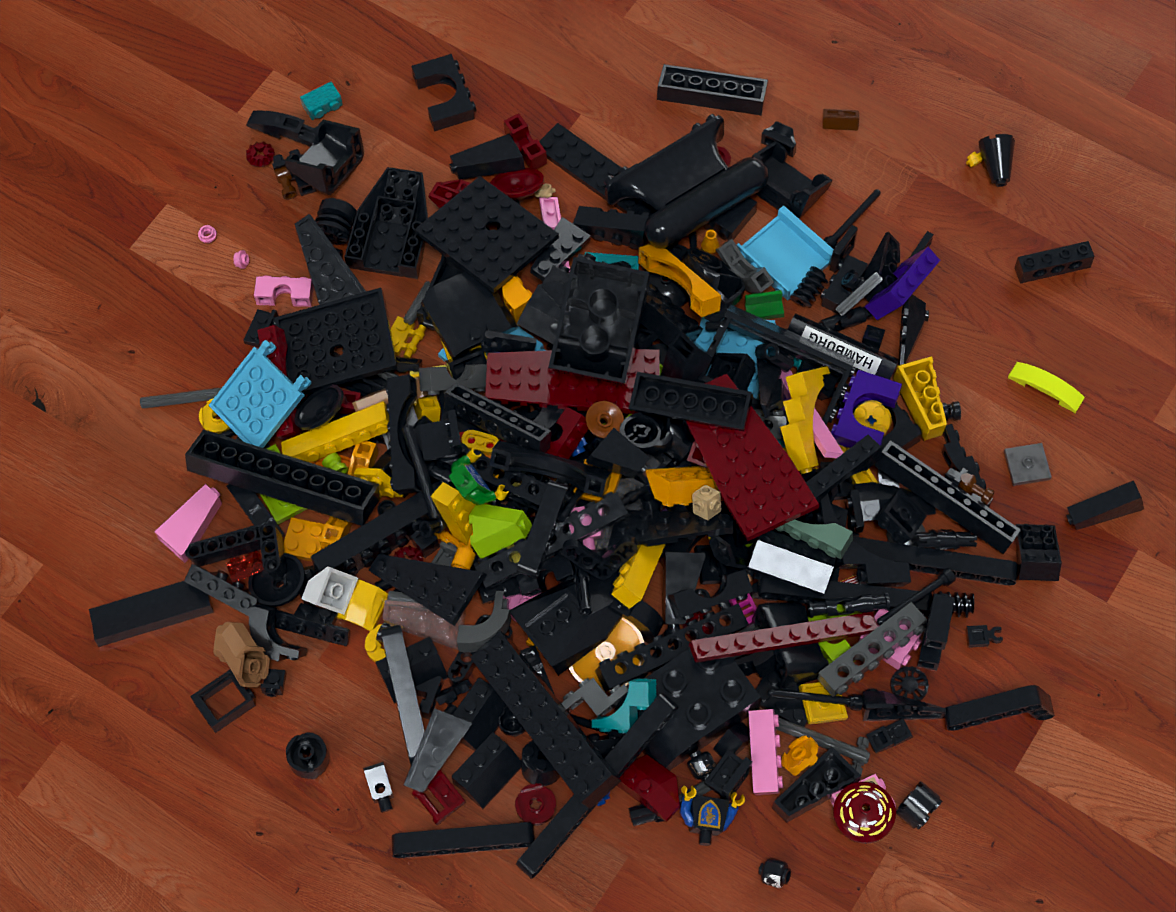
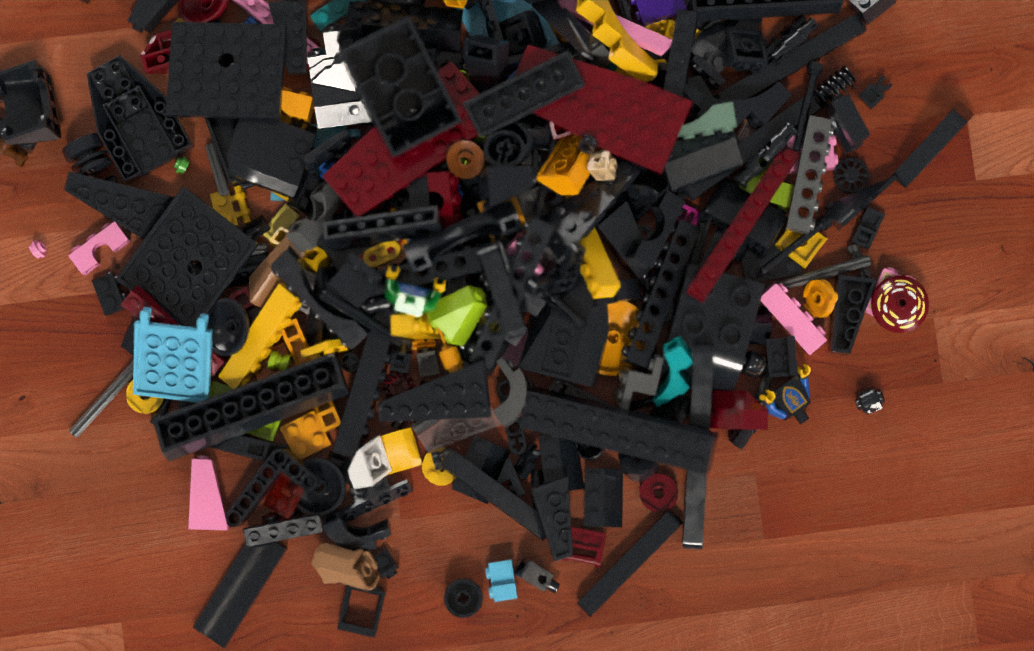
camera: 40 degrees left, 20 degrees up
(350, 769) = (502, 581): none -> medium azure brick
(396, 280) = (181, 164): none -> bright green plate
(708, 474) = (588, 144): none -> black bush
(918, 805) = (933, 266): black brick -> none

